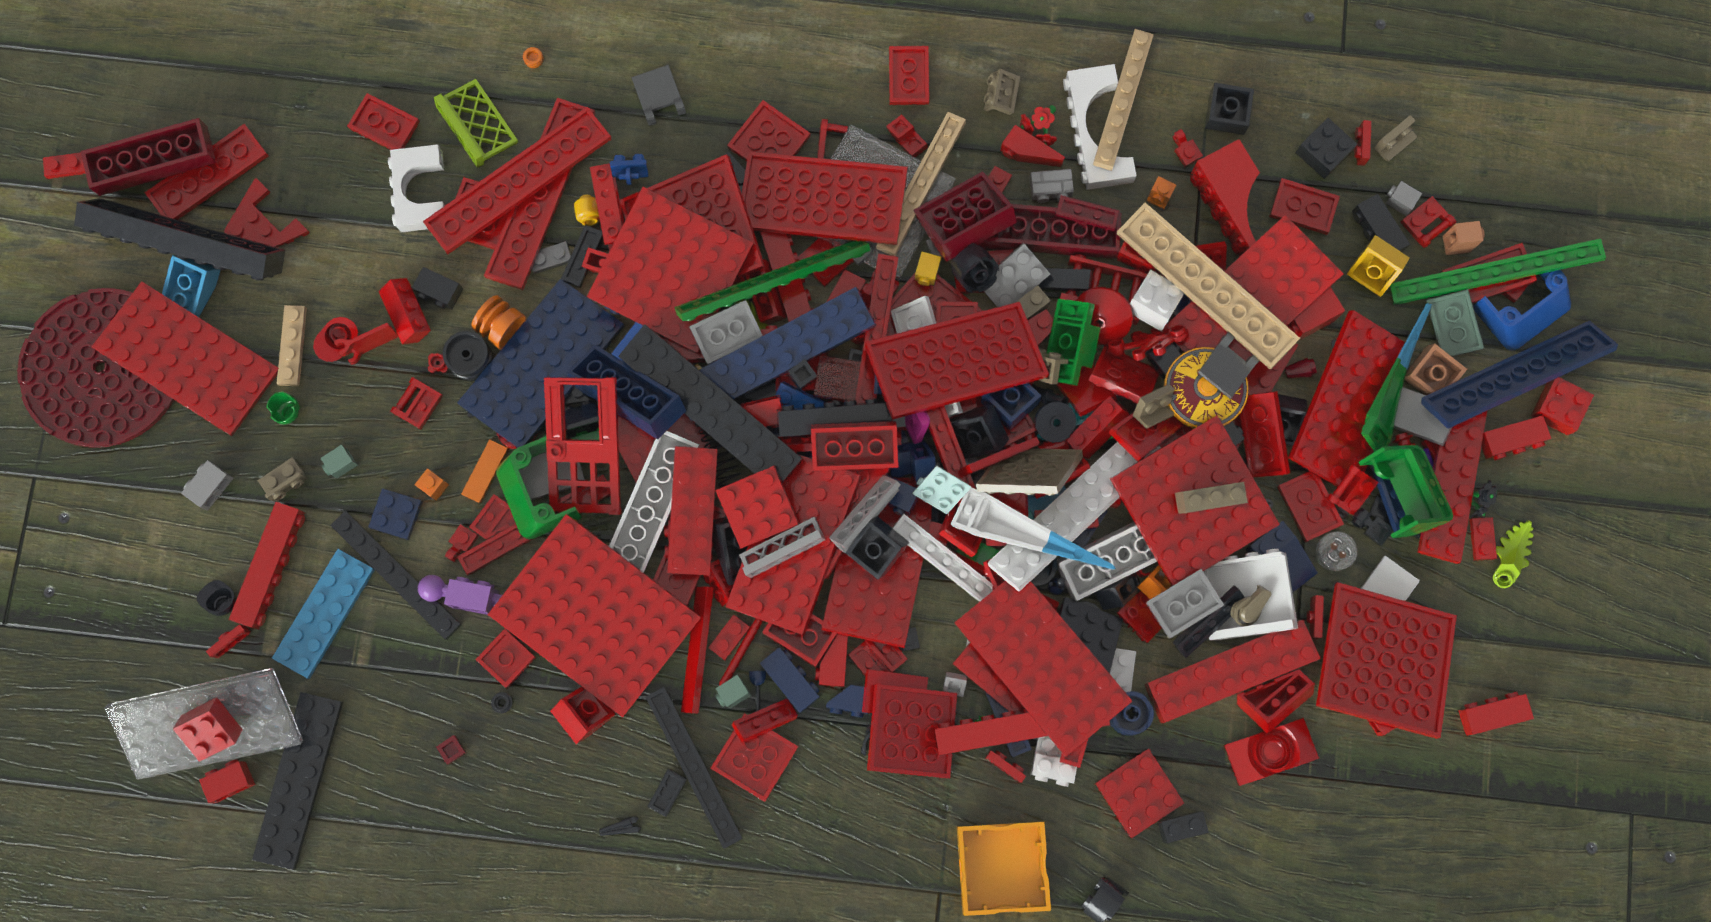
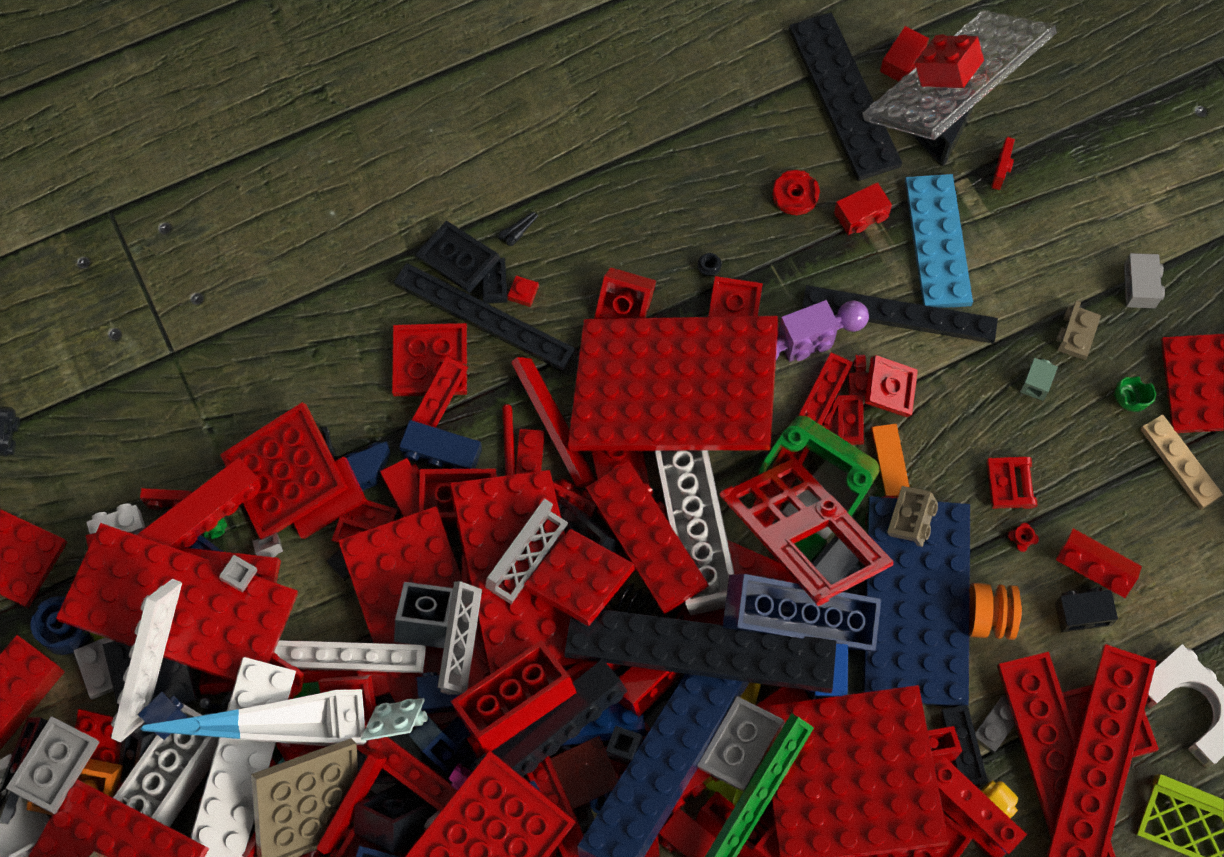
camera: 145 degrees right, 10 degrees down
(217, 598) = (1046, 191): black cap -> none
(267, 566) = (1024, 247): red brick -> none
(335, 329) = (1142, 489): red piece -> none
(358, 672) = (863, 209): none -> red brick
(366, 342) = (1111, 498): red flag -> none
(385, 719) = (795, 182): none -> red plate
(395, 514) = (945, 367): dark blue plate -> none
(431, 484) = (931, 412): orange brick -> none
(444, 521) = (891, 386): none -> plate
(451, 749) = (725, 197): dark red plate -> none
(462, 345) = (998, 557): black wheel -> none
(503, 413) = (913, 515): none -> dark tan bracket
(651, 771) = (523, 291): none -> red plate
(682, 828) = (457, 256): none -> black plate
(732, 692) = (488, 398): sand green brick -> none
(757, 678) = (474, 431): dark blue hinge -> none
(989, 653) = (238, 573): none -> light grey plate
(1003, 868) = (117, 404): light orange tile -> none
(1086, 626) = (146, 658): none -> white plate
(1092, 593) = (162, 710): none -> dark blue brick

